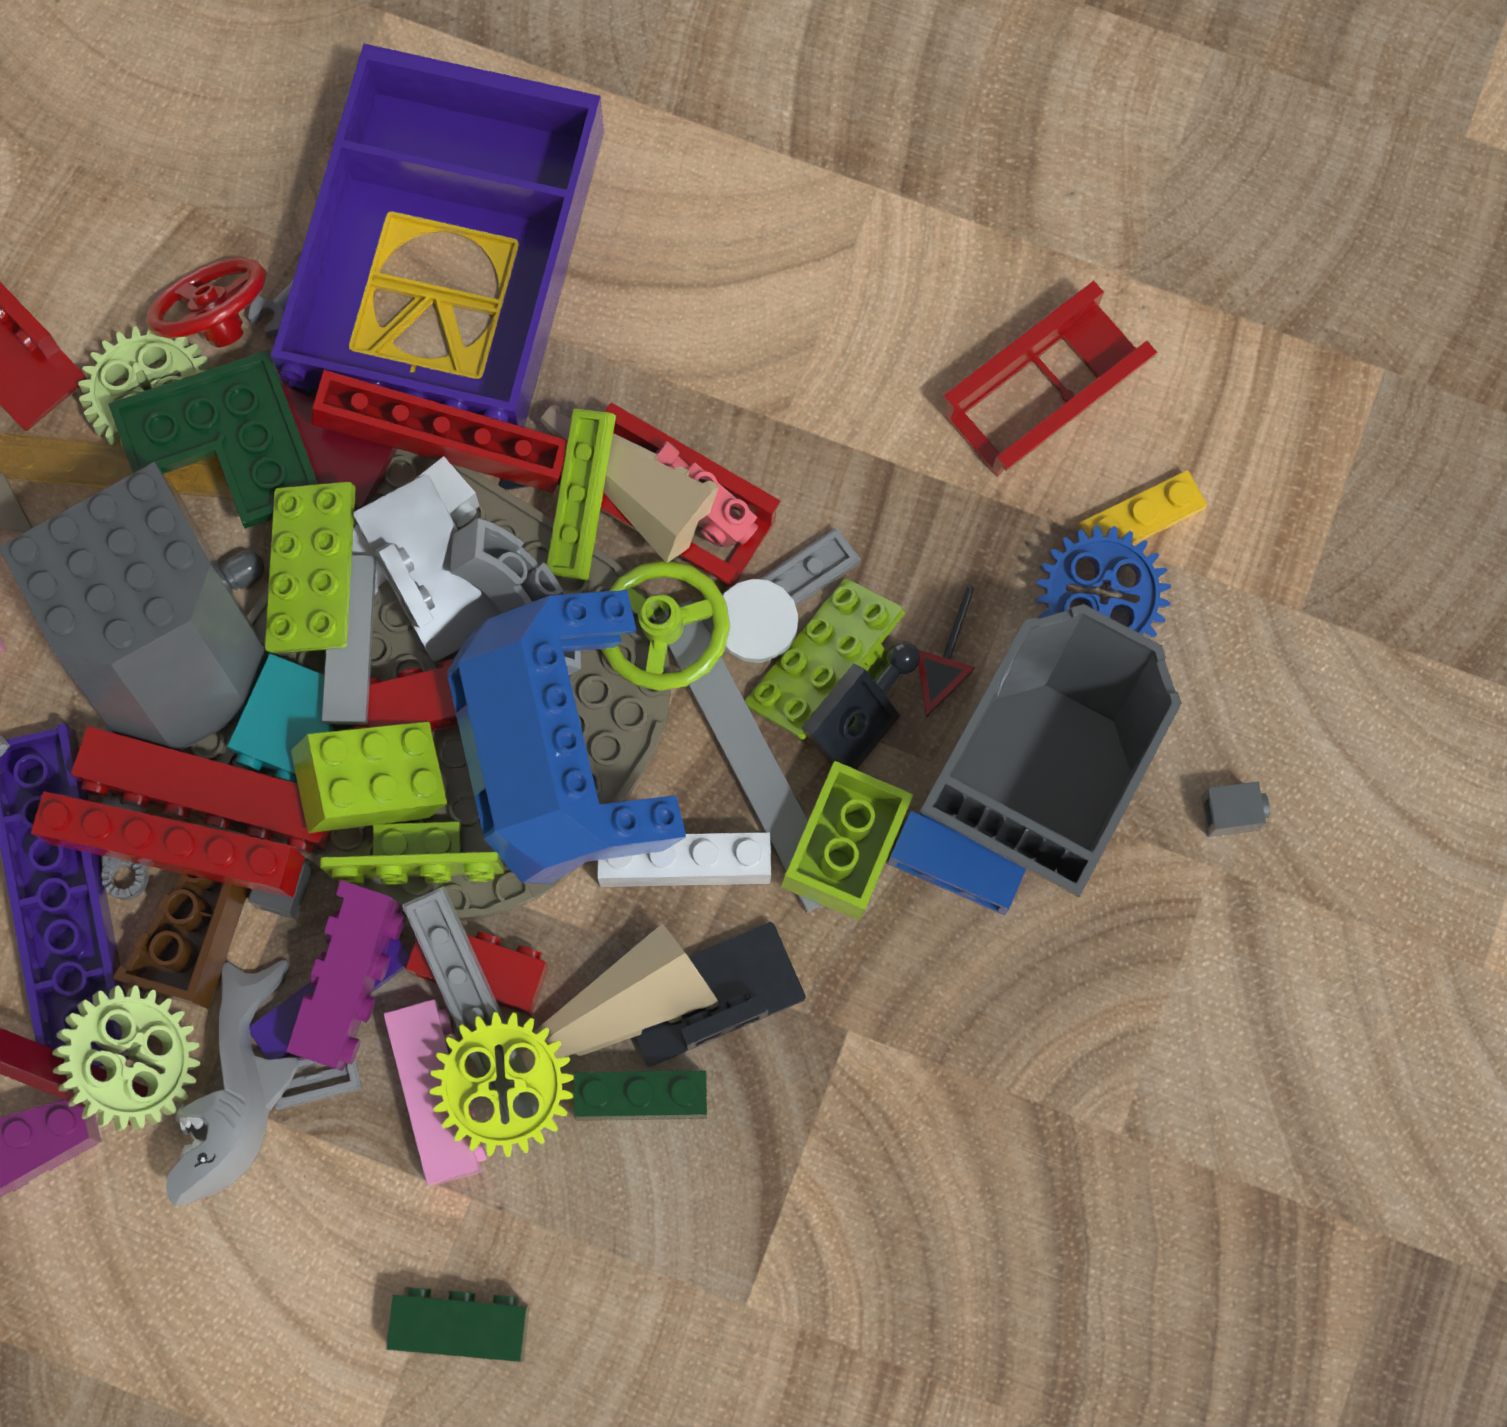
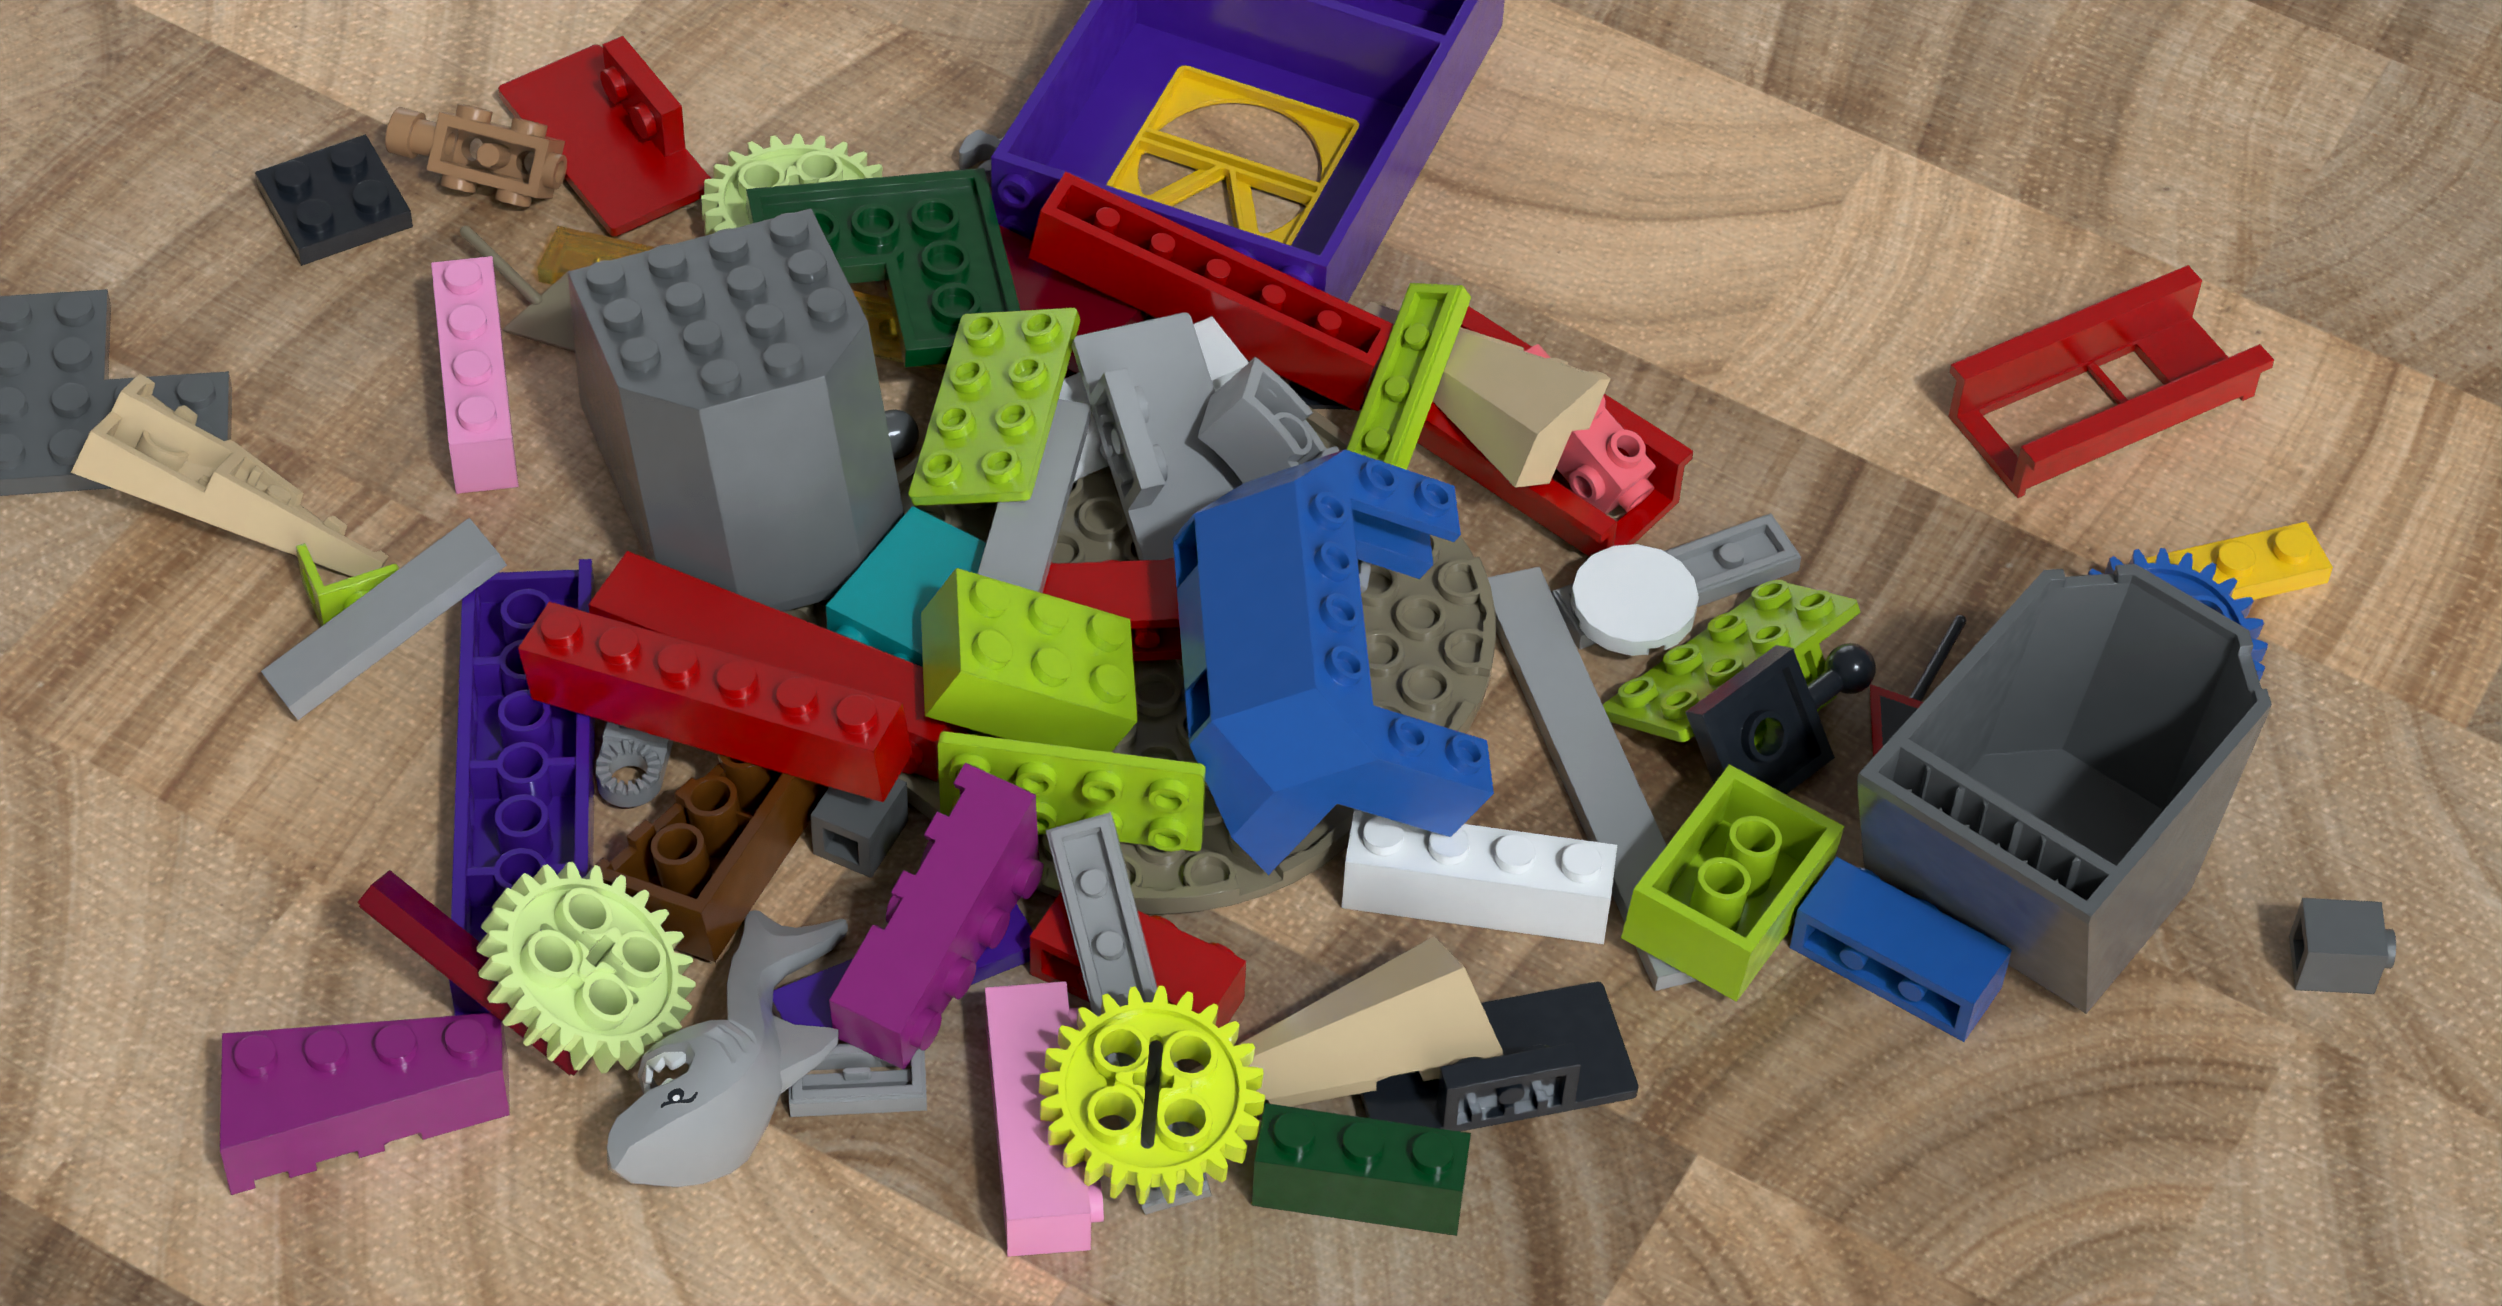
camera: 10 degrees right, 25 degrees down
(211, 307) = (912, 119): red piece -> none
(661, 607) = (1498, 569): lime piece -> none

